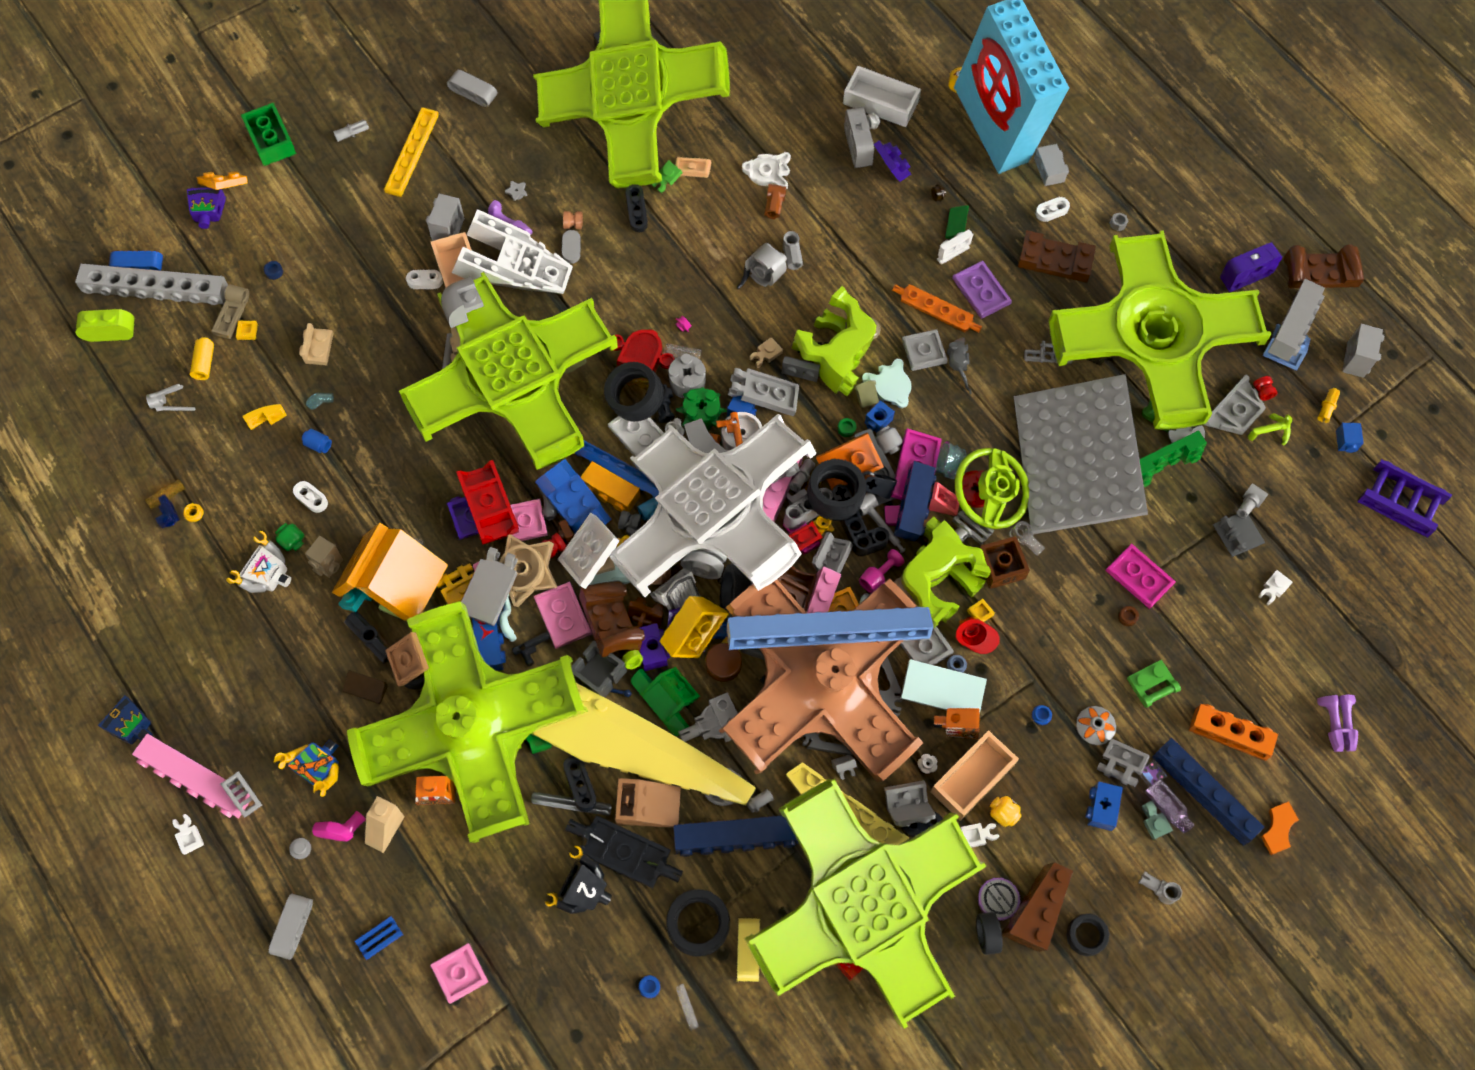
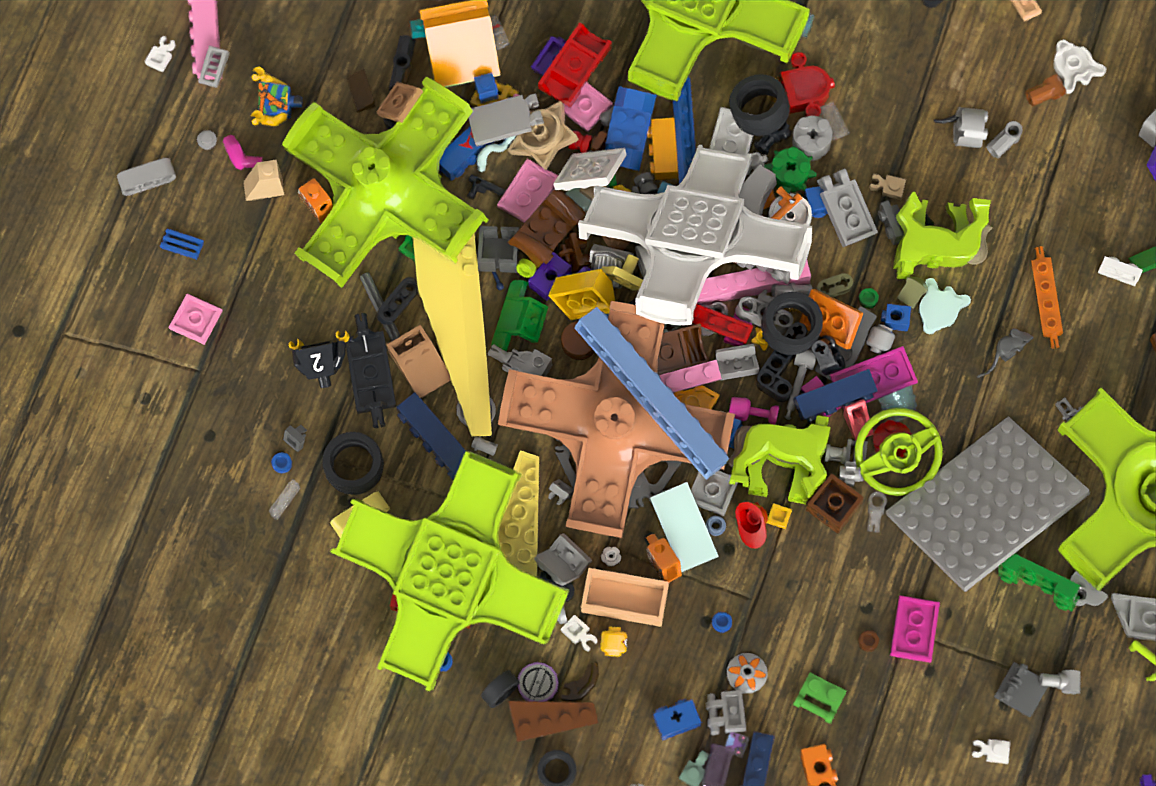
camera: 60 degrees right, 5 degrees up
(450, 583) = (486, 88): none -> blue brick
(637, 958) = (295, 437): none -> dark grey tile
(683, 324) = (861, 101): dark pink plate -> none
(703, 584) = (624, 276): none -> light yellow tile
(816, 443) = (833, 282): none -> olive beam
(924, 350) = (995, 313): light grey plate -> none
(981, 289) = (1098, 323): medium lavender tile -> none
(986, 534) = (849, 473): none -> light grey gear
(1025, 862) = (583, 686): none -> dark brown piece

